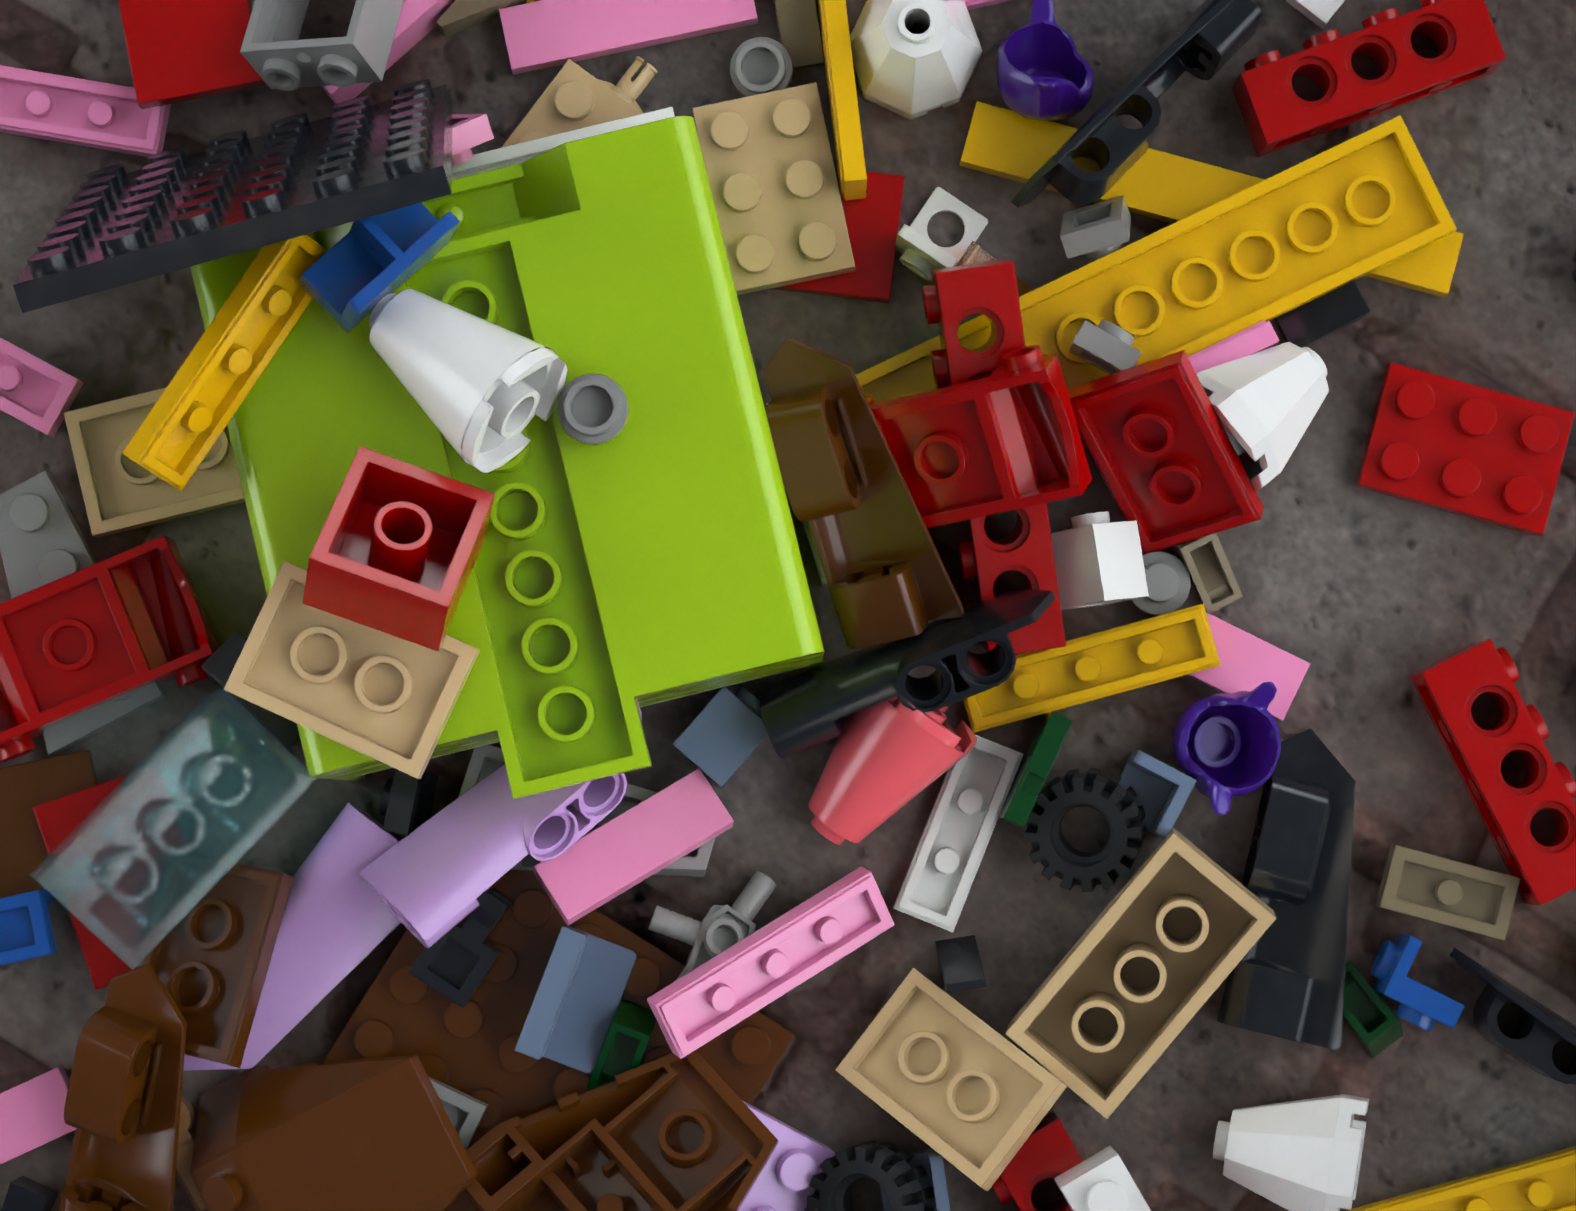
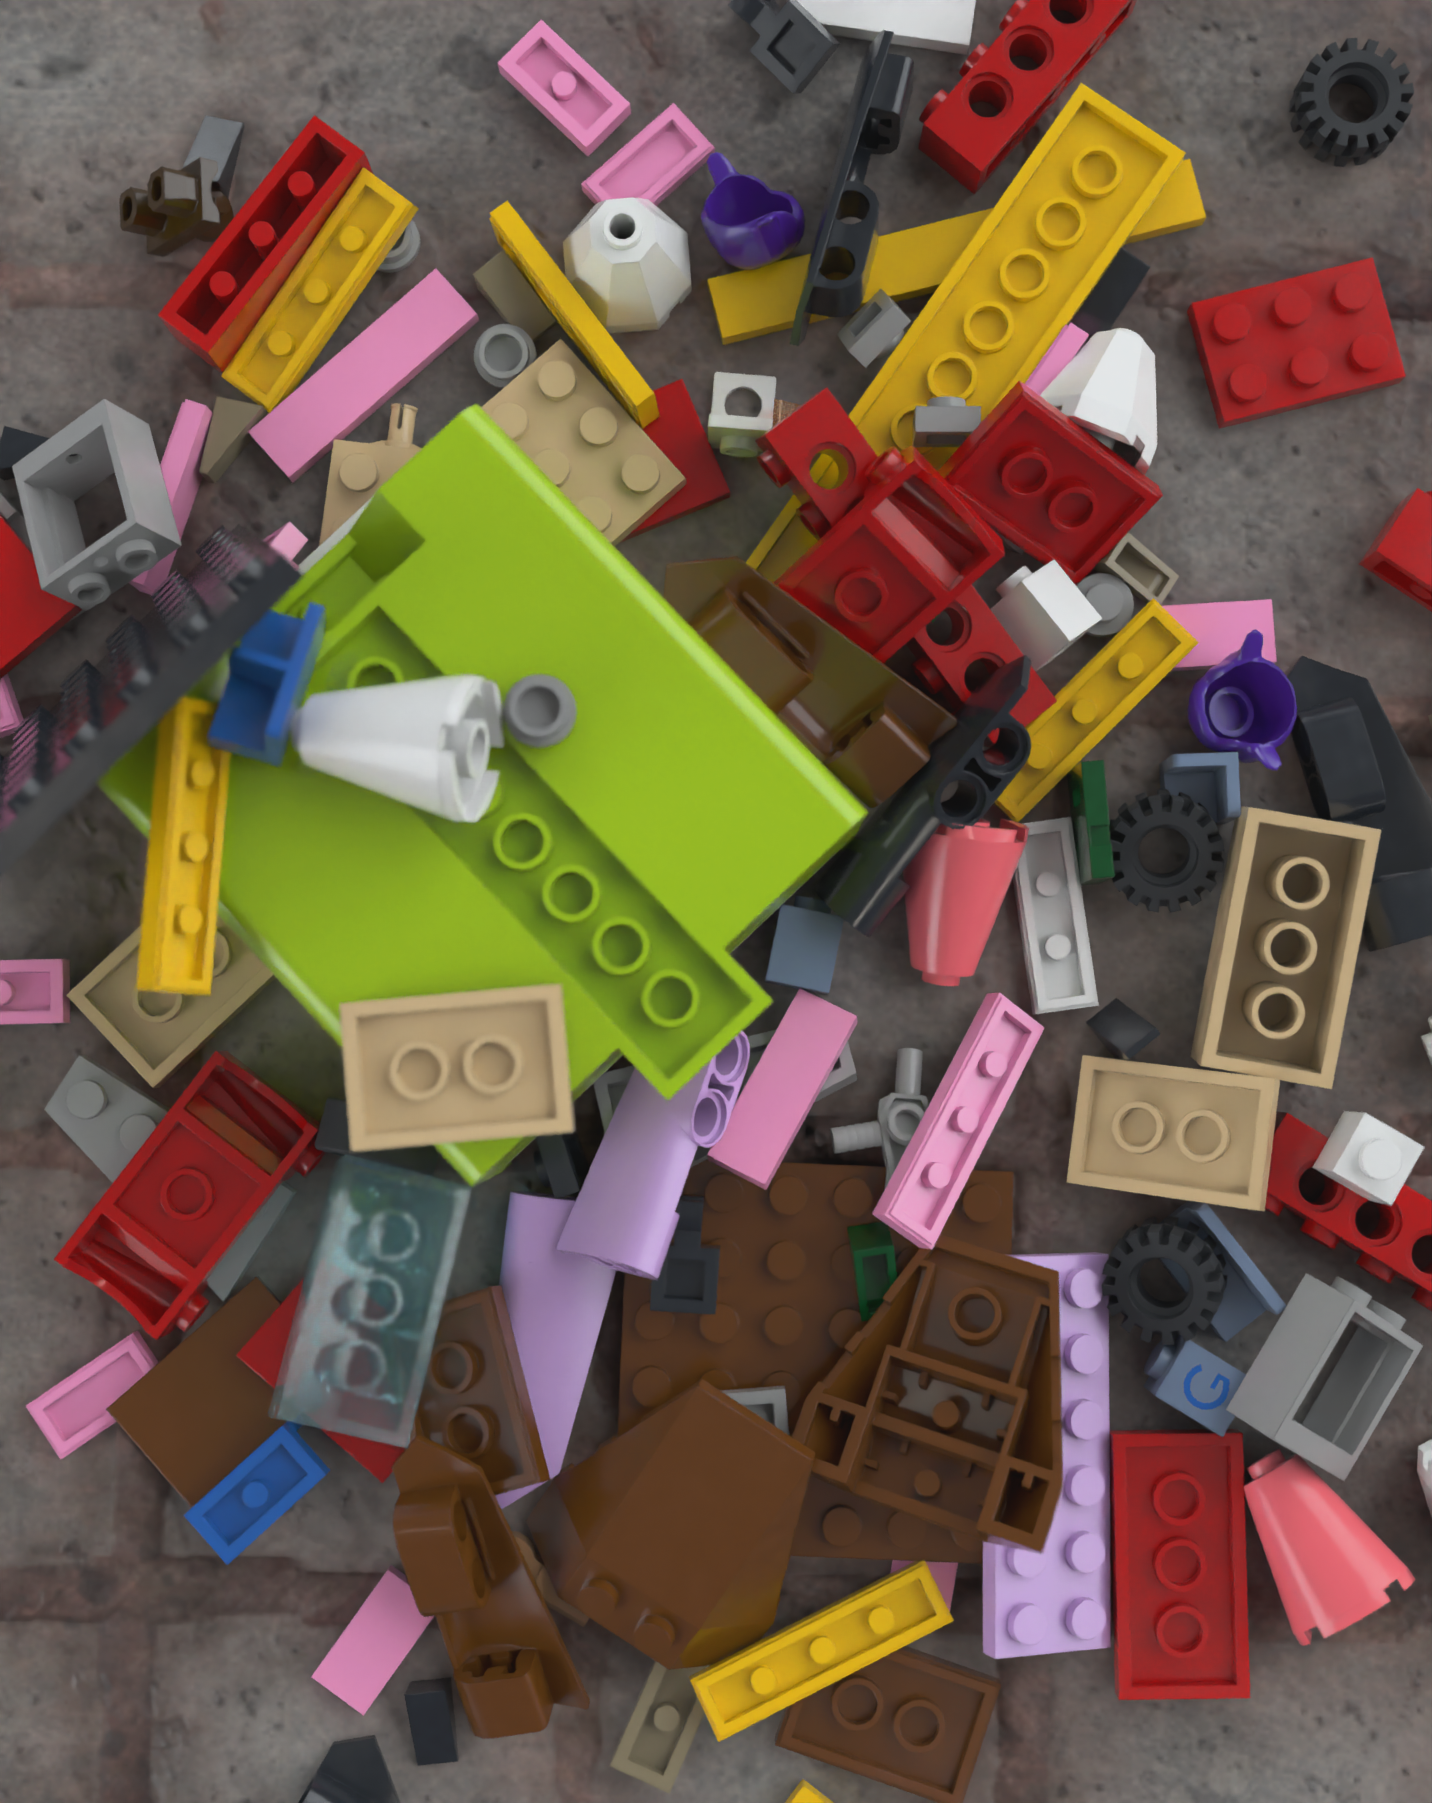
camera: 25 degrees left, 0 degrees up
(397, 548) = (436, 933): red brick -> none
(576, 1000) = (810, 1250): sand blue panel -> none

